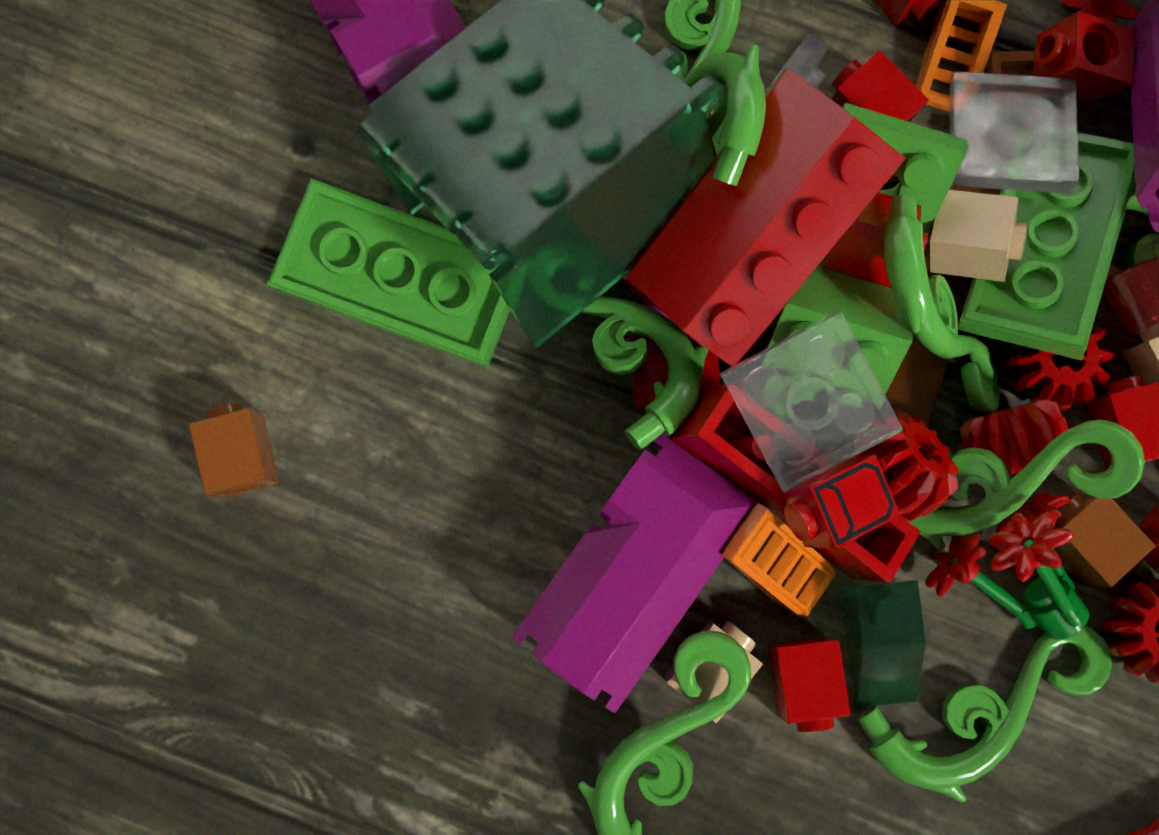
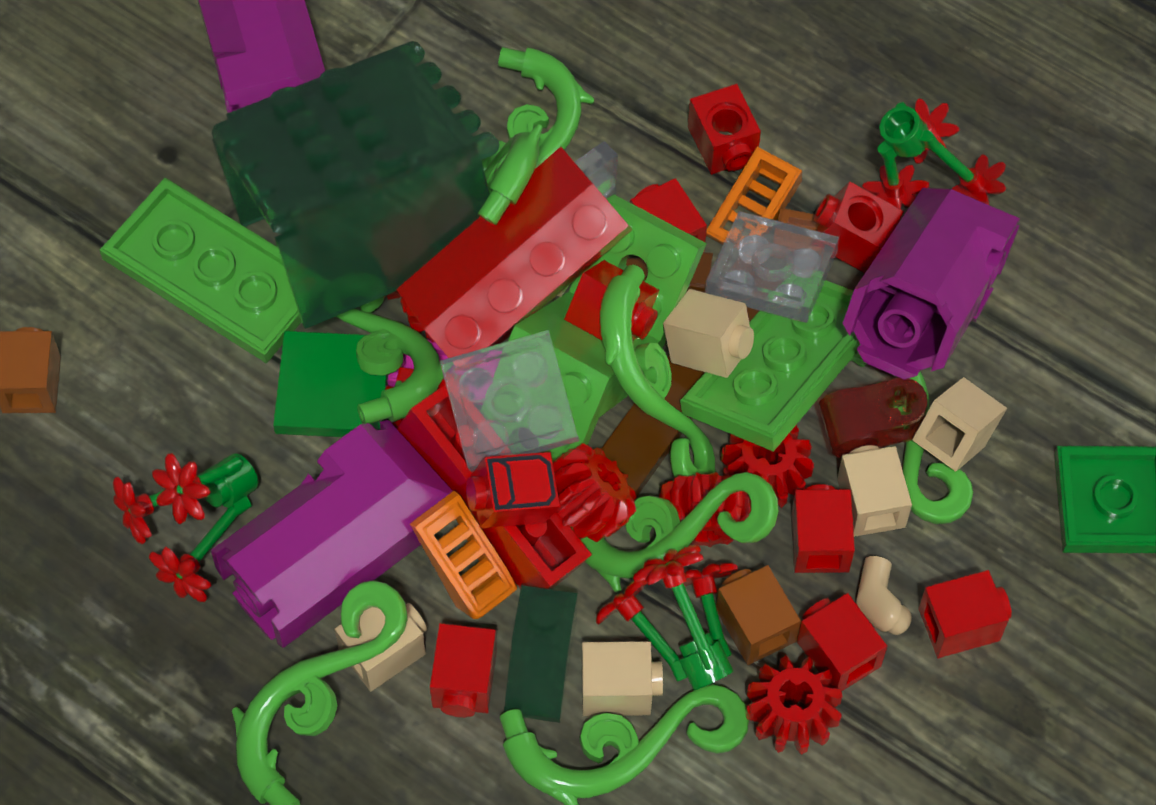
camera: 15 degrees right, 20 degrees down
(490, 533) = (221, 485): none -> red plant
(562, 388) = (322, 385): none -> green tile
(973, 649) = (619, 678): none -> tan brick

